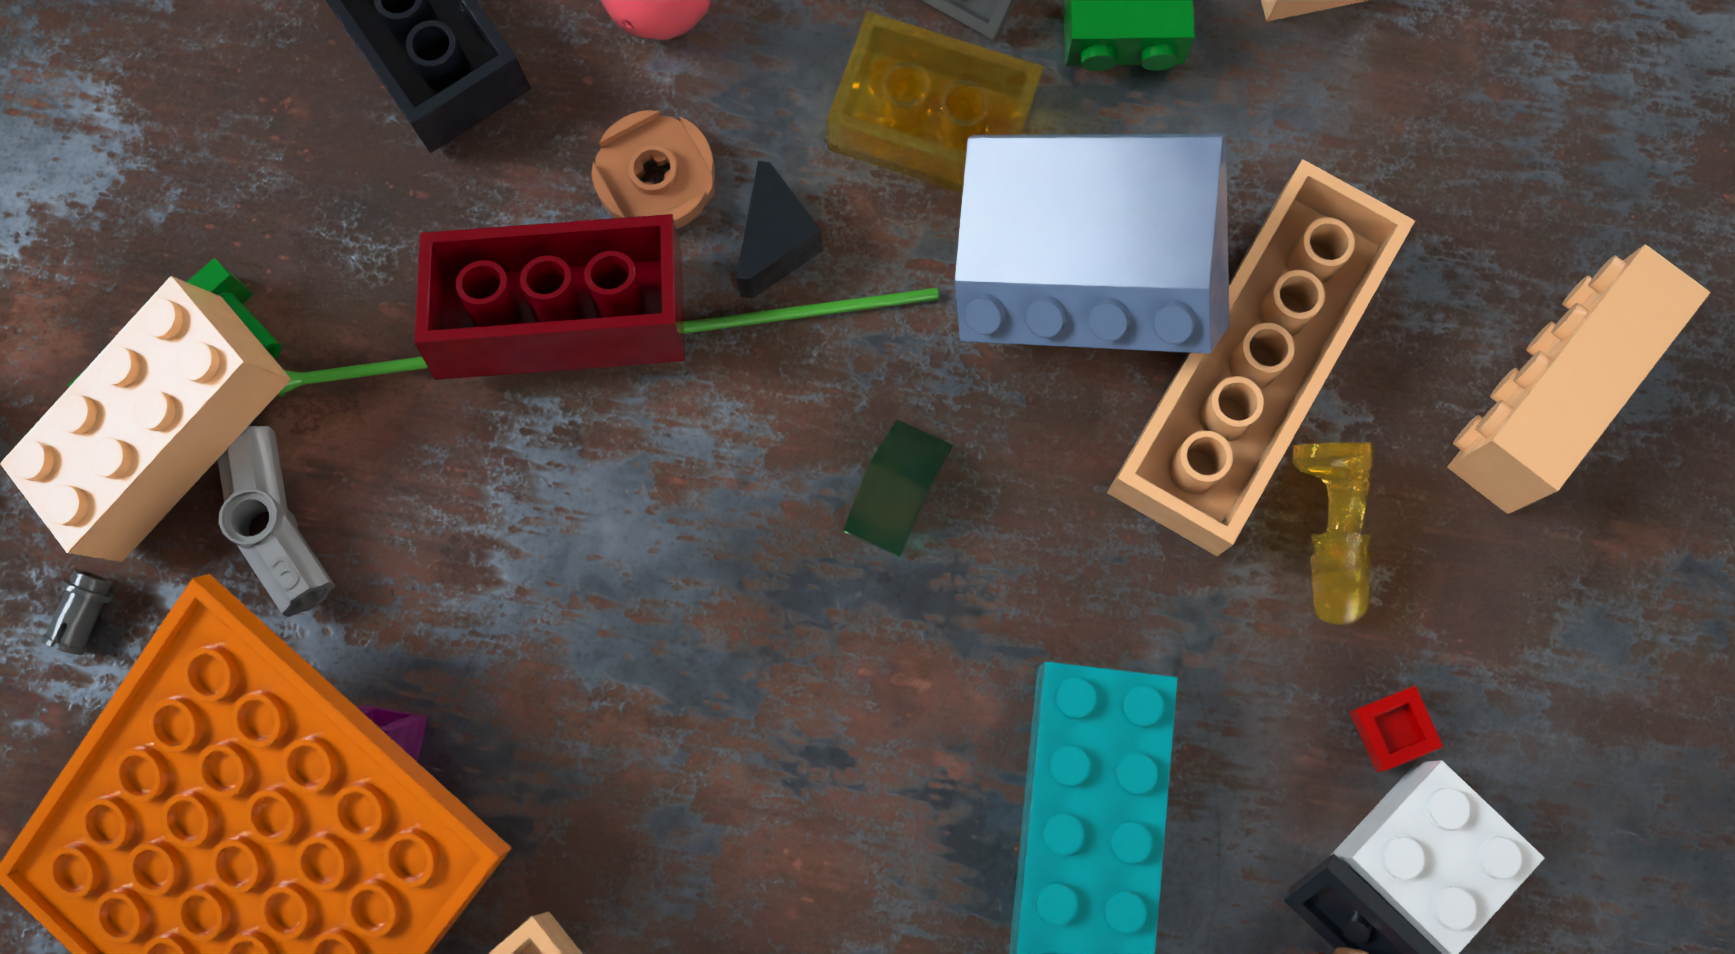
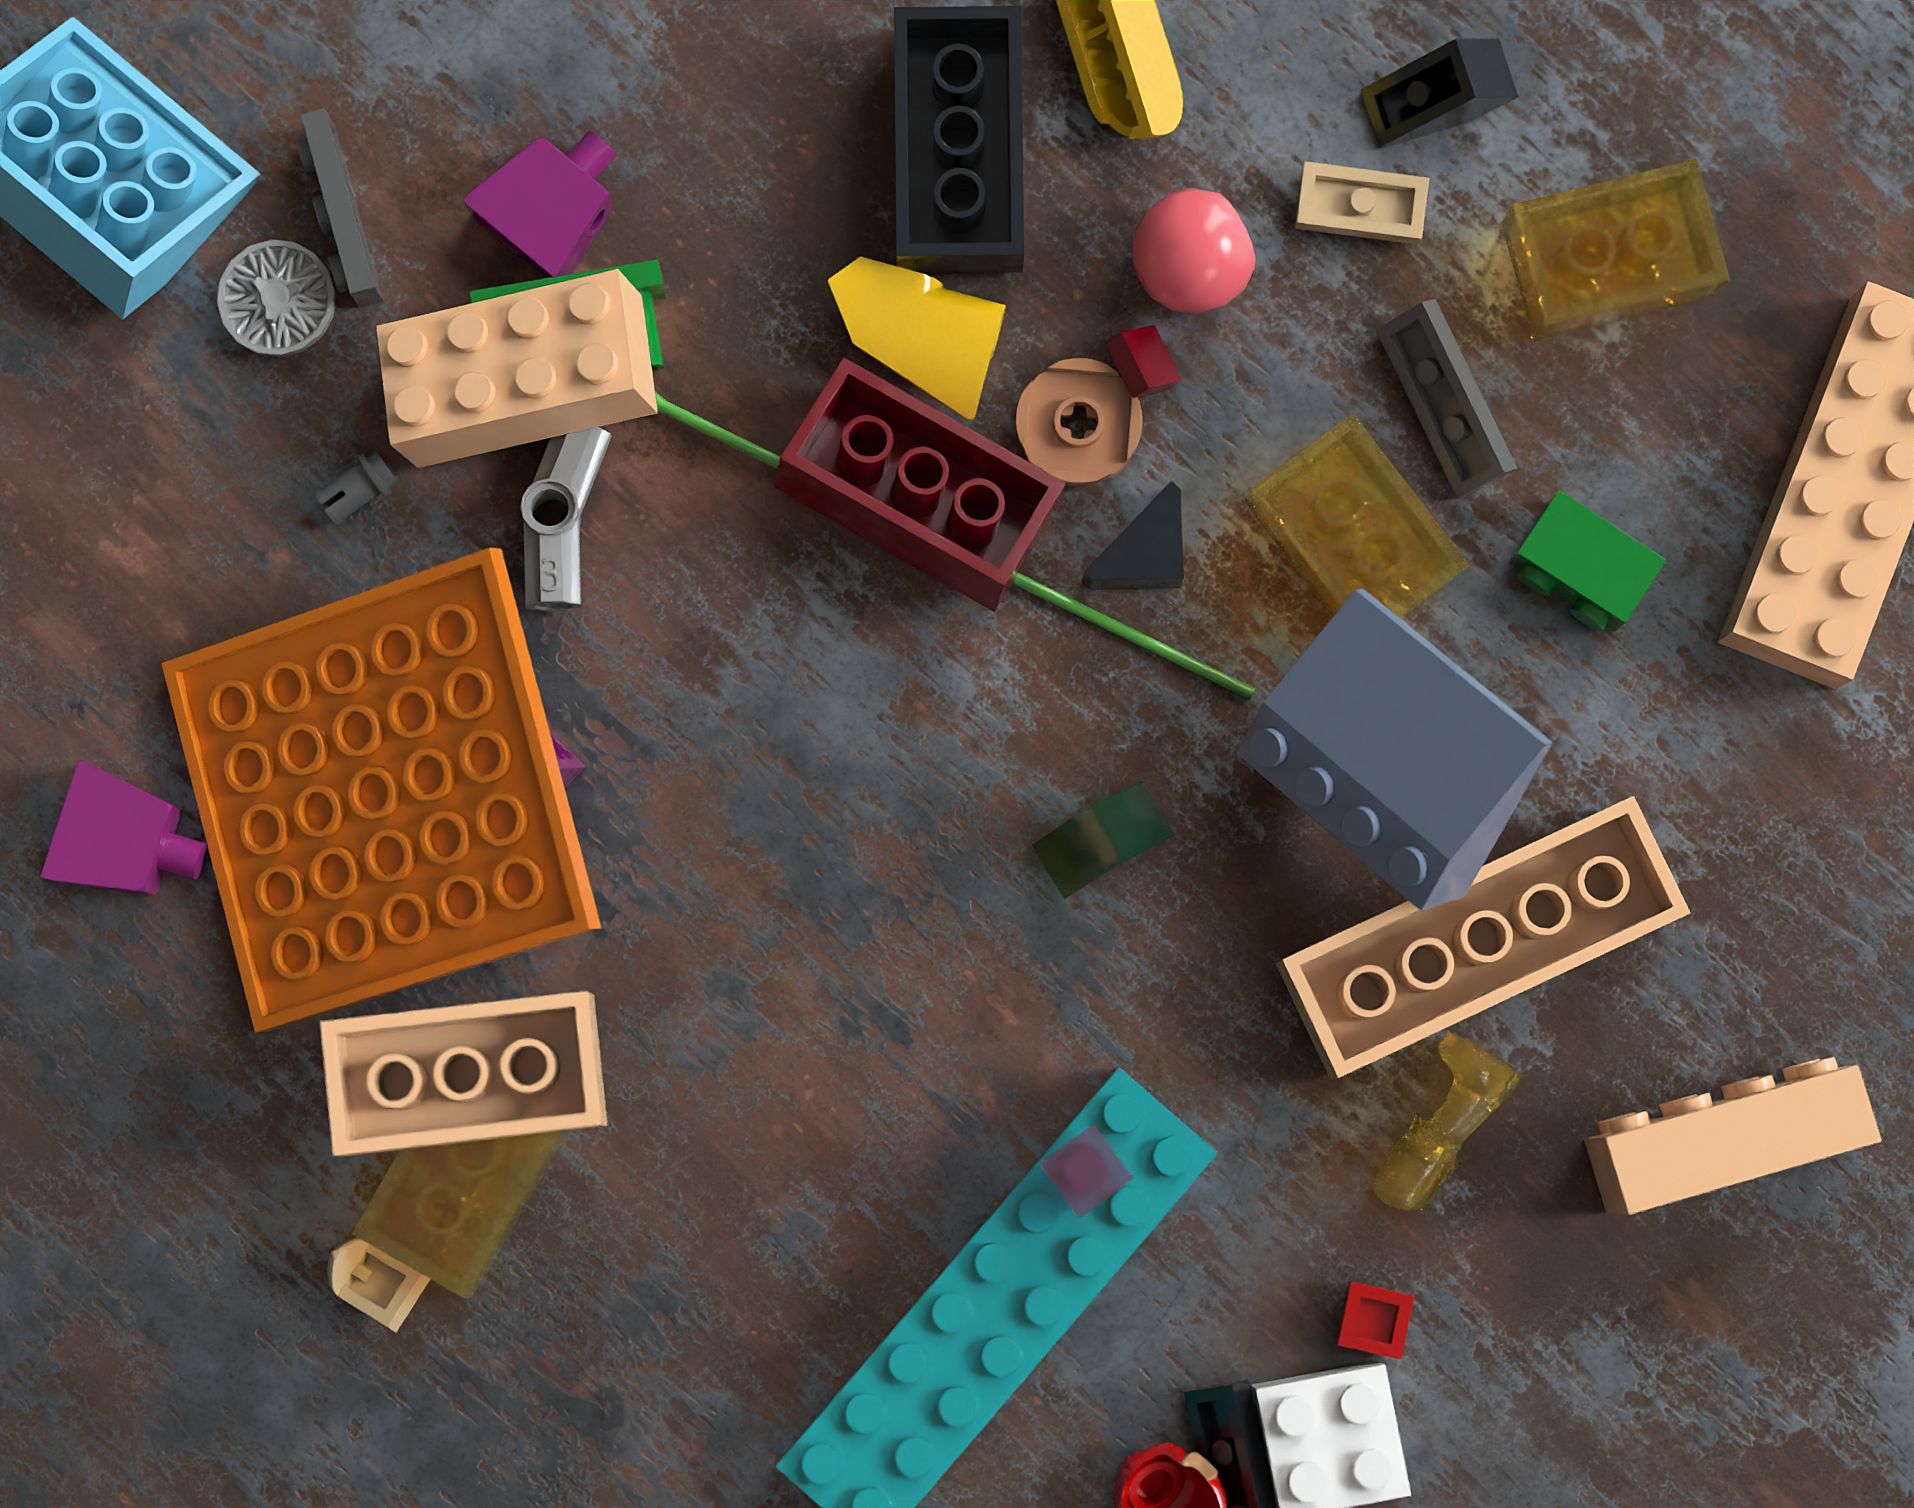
camera: 30 degrees right, 5 degrees up
(92, 275) = (546, 203): none -> magenta torso
(472, 179) = (920, 329): none -> yellow panel
(672, 91) = (1143, 361): none -> dark red tile
(1083, 769) = (1085, 1171): none -> clear pink brick

